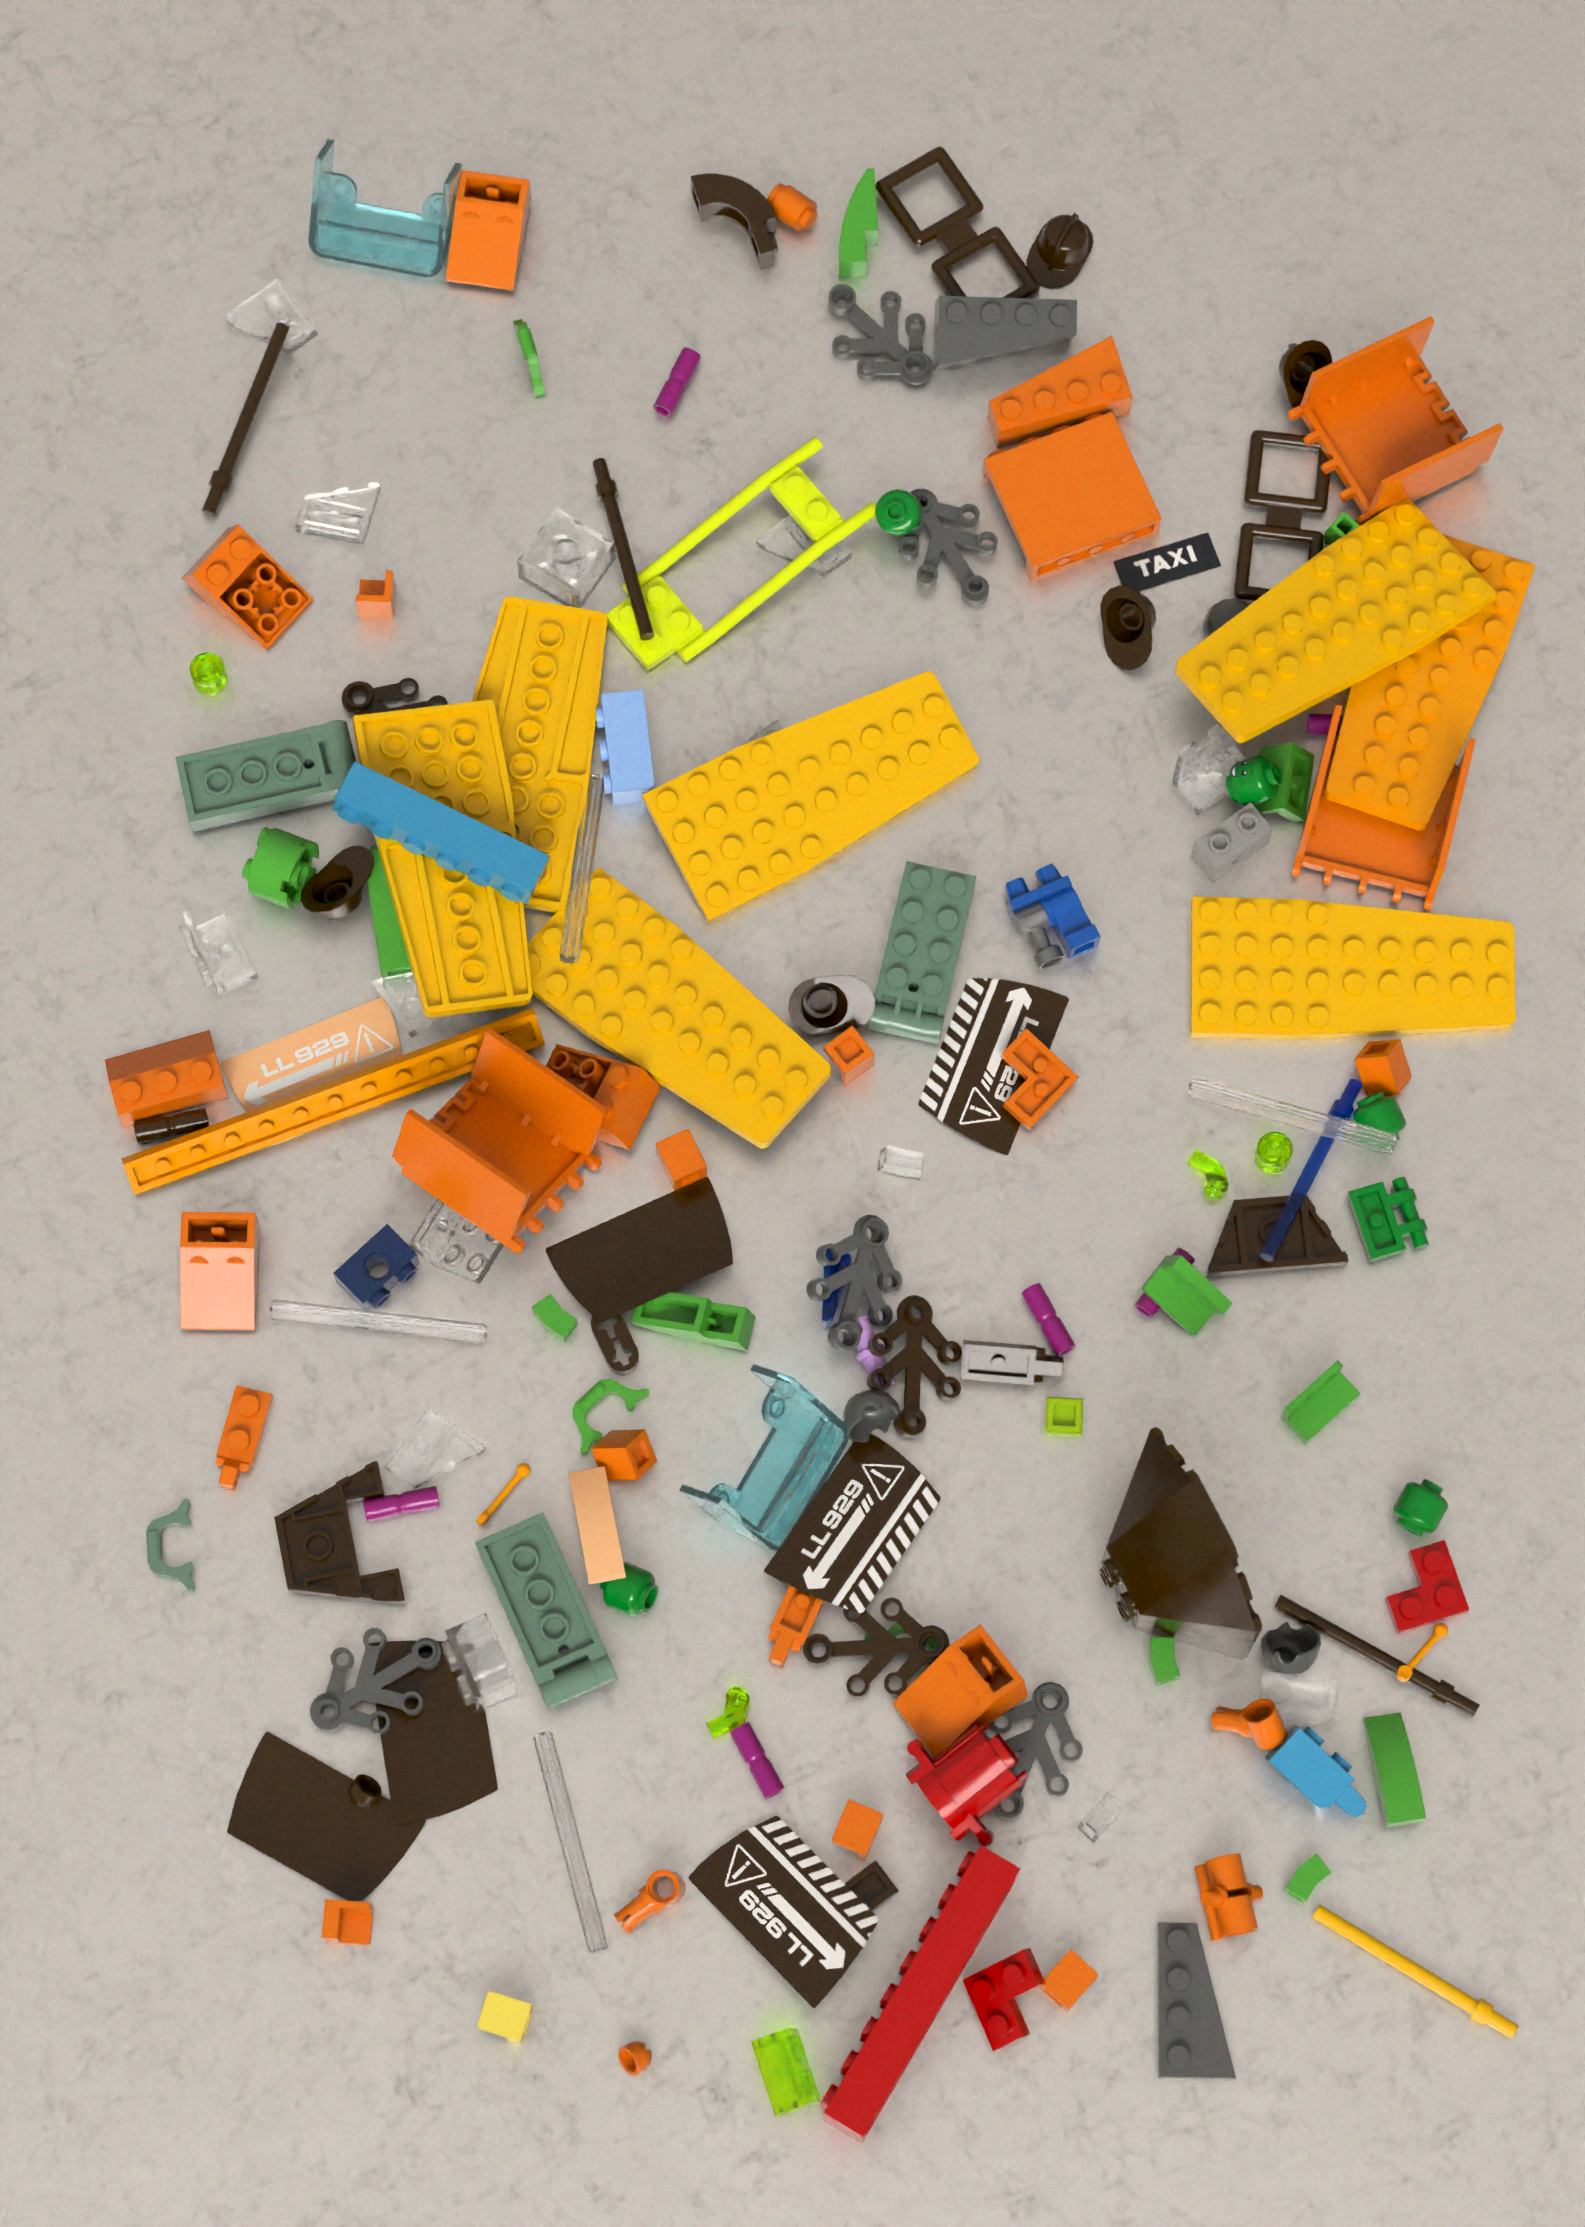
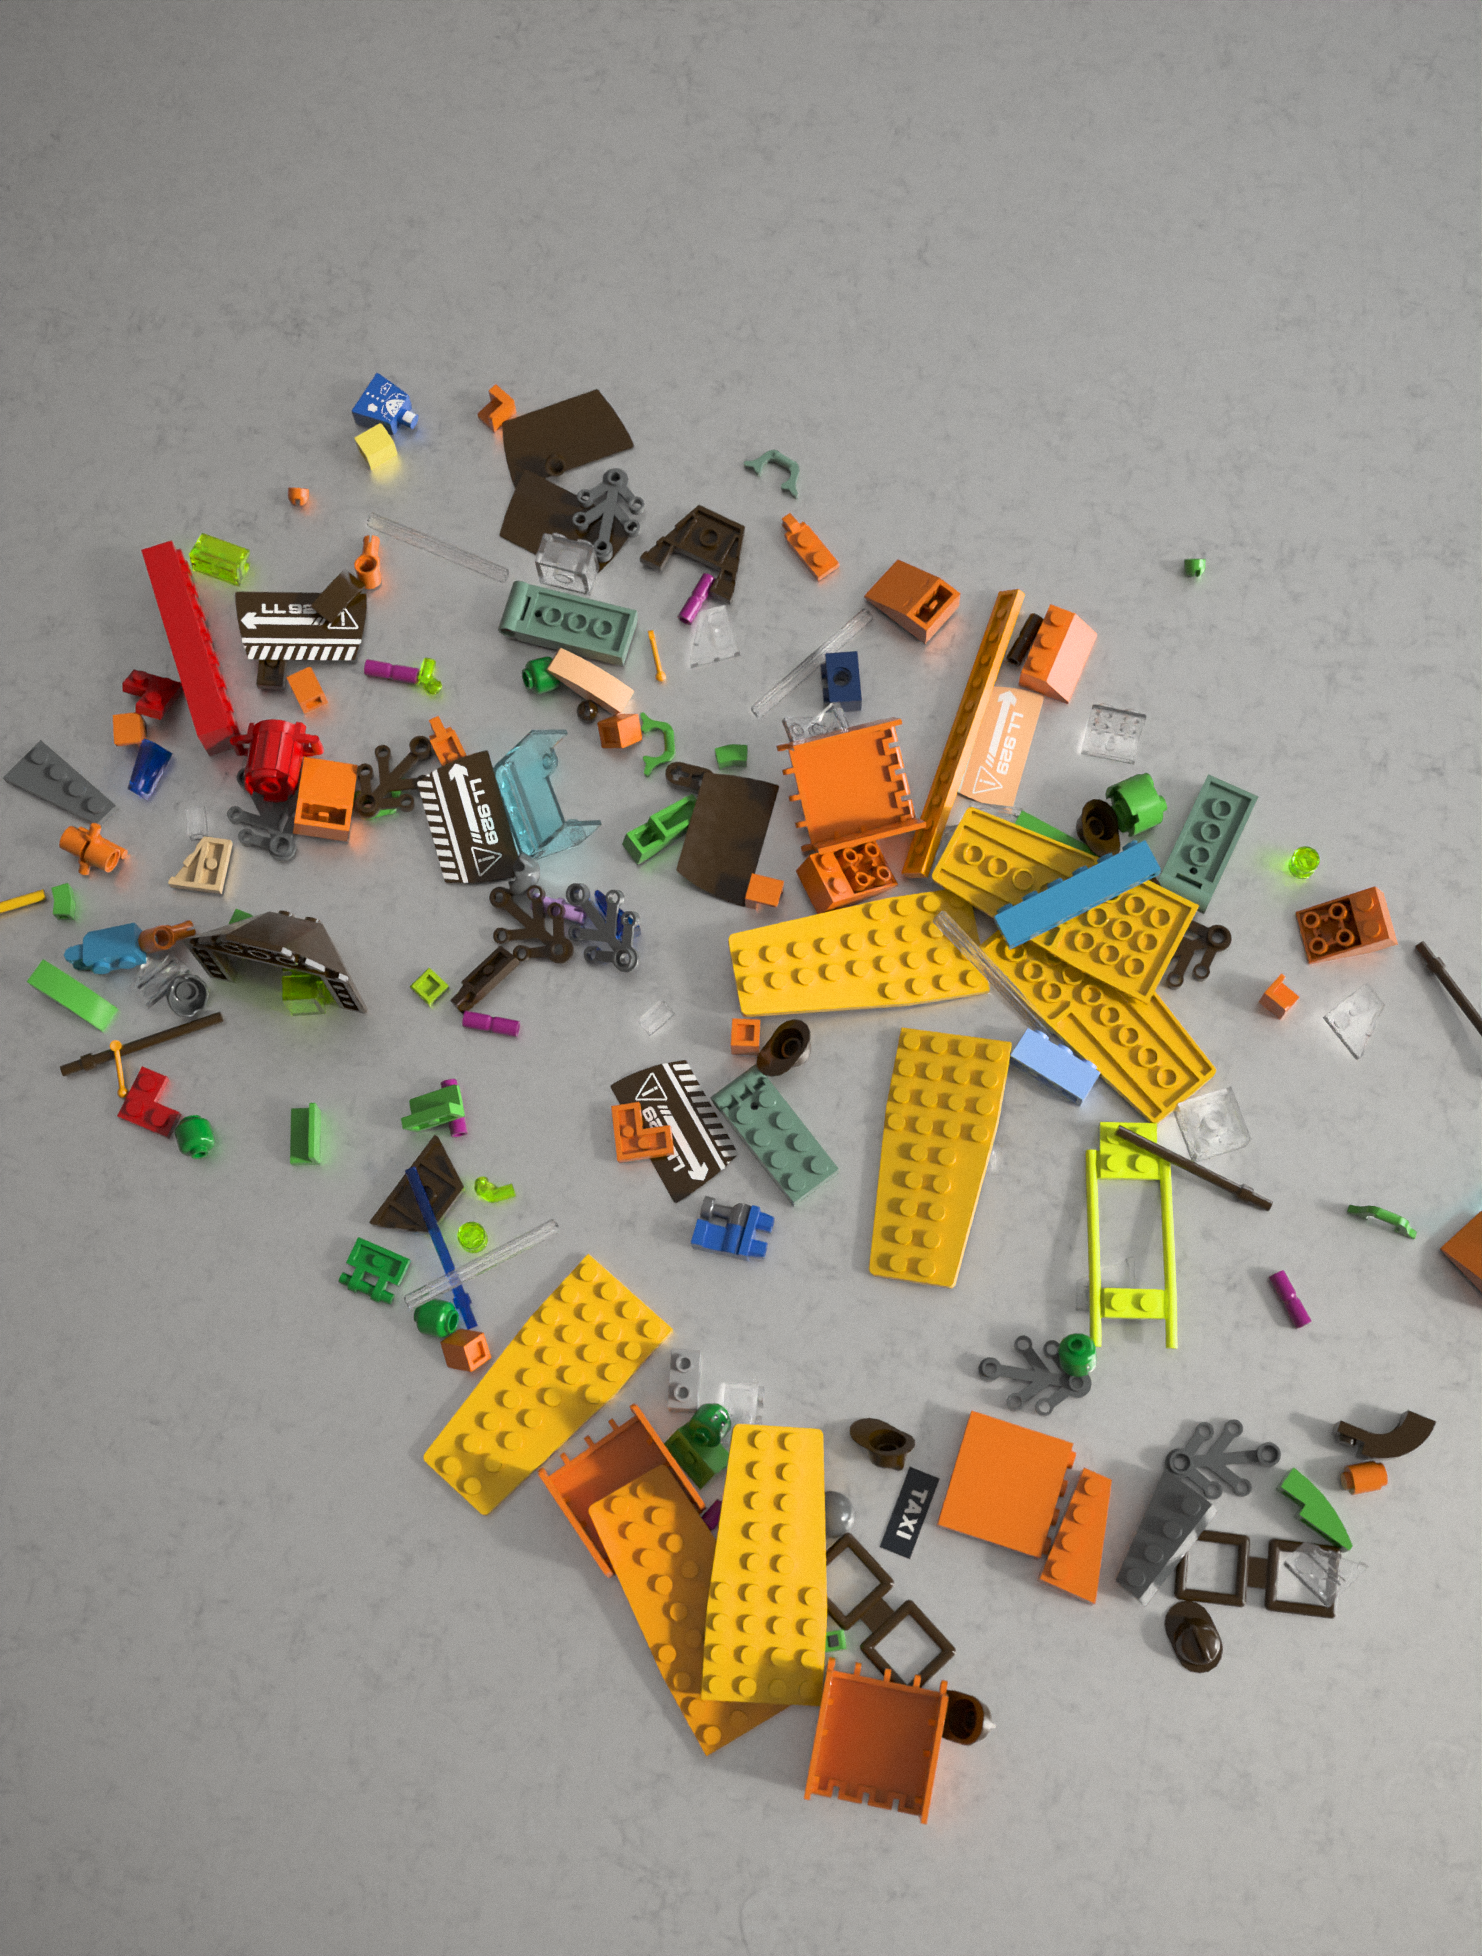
camera: 135 degrees right, 0 degrees up
(447, 2051) = (384, 405): none -> blue torso
(633, 1518) = (593, 711): none -> dark brown hinge
(723, 1888) = (338, 596): none -> dark brown slope
(912, 175) = (1323, 1571): none -> clear wing
(1084, 1923) = (148, 768): none -> clear blue slope
(1142, 1761) = (205, 867): none -> tan wing

